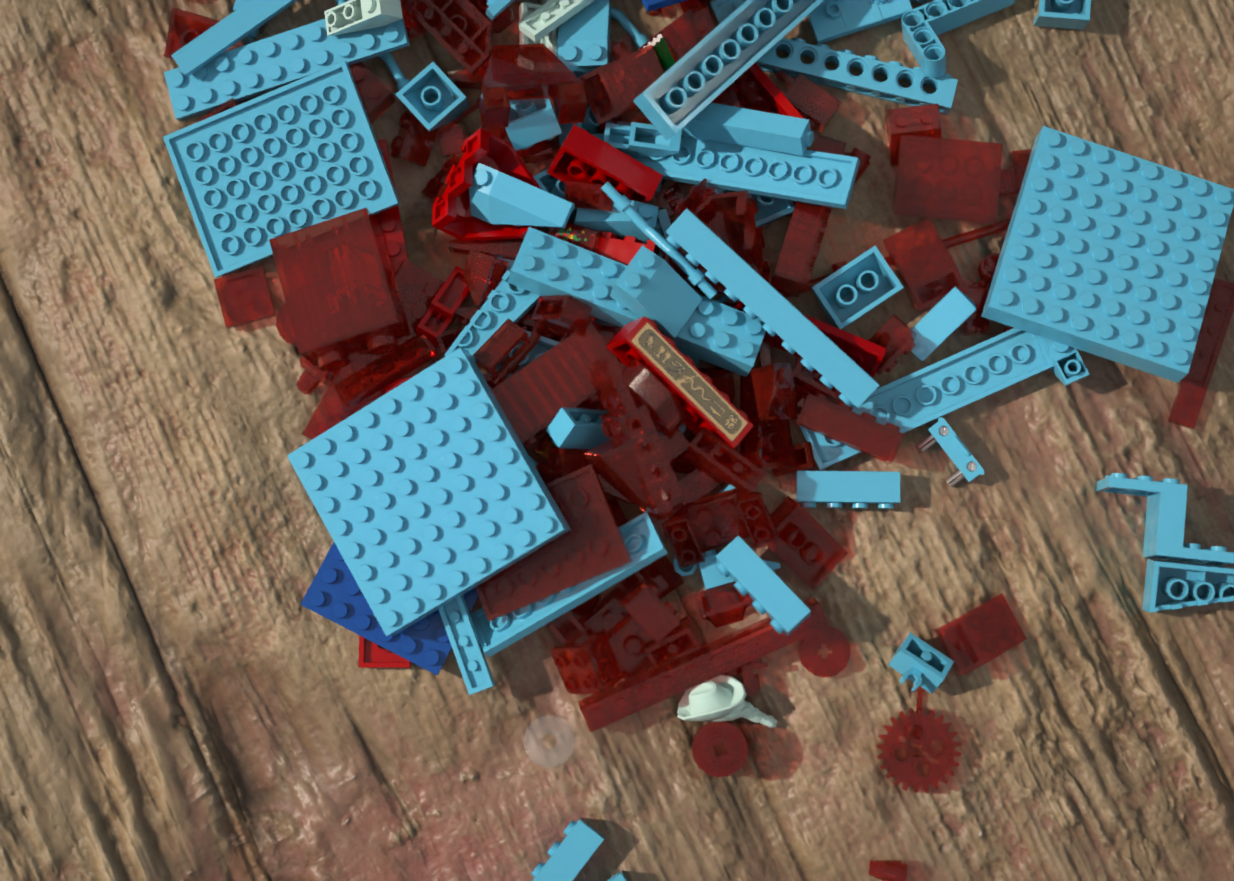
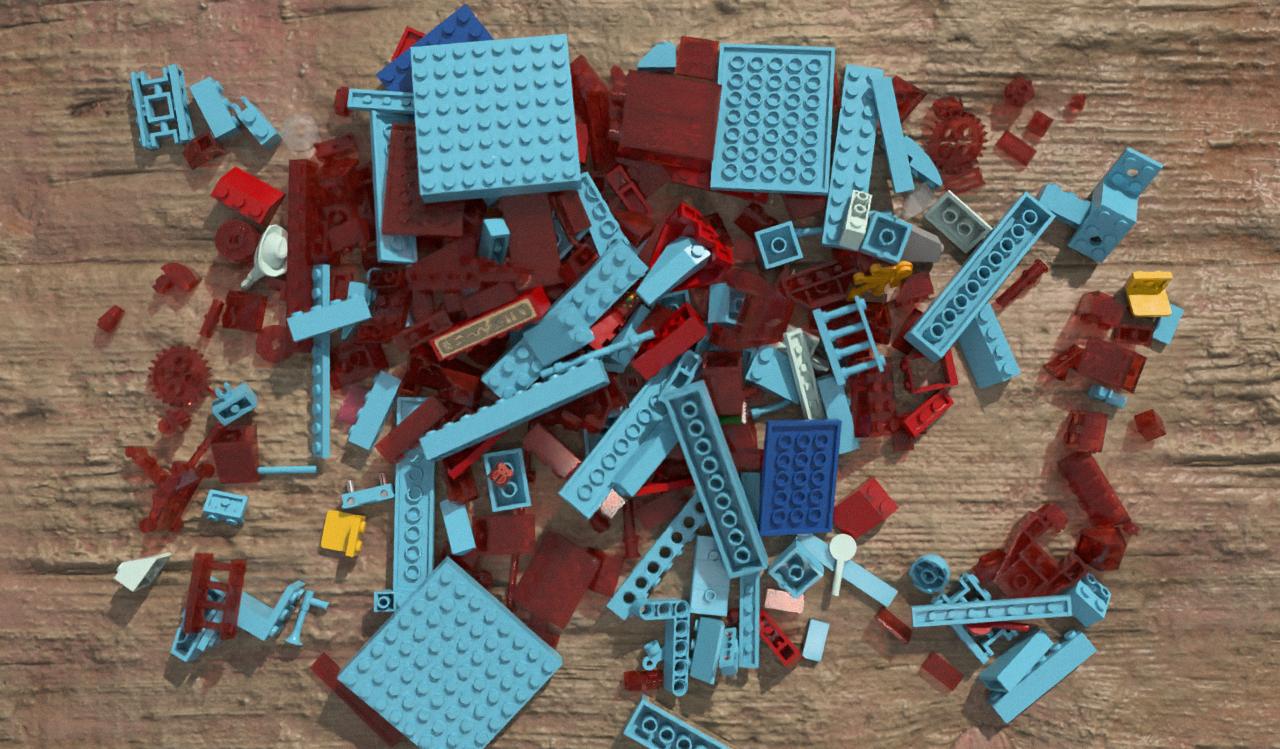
camera: 105 degrees right, 5 degrees up
(265, 340) = (659, 58): none -> medium azure slope
(487, 702) = (341, 101): none -> clear red brick
(547, 687) = (336, 147): none -> clear red hinge
(562, 797) = (257, 124): none -> medium azure hinge
(626, 851) = (203, 149): none -> clear red slope
(656, 768) = (248, 195): none -> red slope
(793, 807) = (178, 274): none -> clear red brick
(802, 706) = (244, 311): none -> clear red slope
(826, 578) = (321, 368): none -> medium azure plate
(829, 744) = (211, 318): none -> clear red pin
(854, 296) = (501, 474): none -> clear red tile
(854, 521) = (352, 403): none -> clear pink tile
(858, 118) = (630, 539): none -> clear red pin
(970, 565) = (287, 469): none -> medium azure bar
(977, 726) = (175, 421): none -> clear red hips
(980, 30) = (654, 653): none -> medium azure piece
(1011, 22) = (634, 679): none -> clear red hinge
(1012, 459) = (344, 532): none -> yellow bracket
(1051, 618) = (225, 507): none -> medium azure bracket
(1063, 684) = (174, 490): none -> clear red piece
(1114, 466) = (308, 600): none -> medium azure piece
(1176, 683) = (141, 571): none -> light aqua slope
(1180, 585) = (198, 593): none -> clear red fence

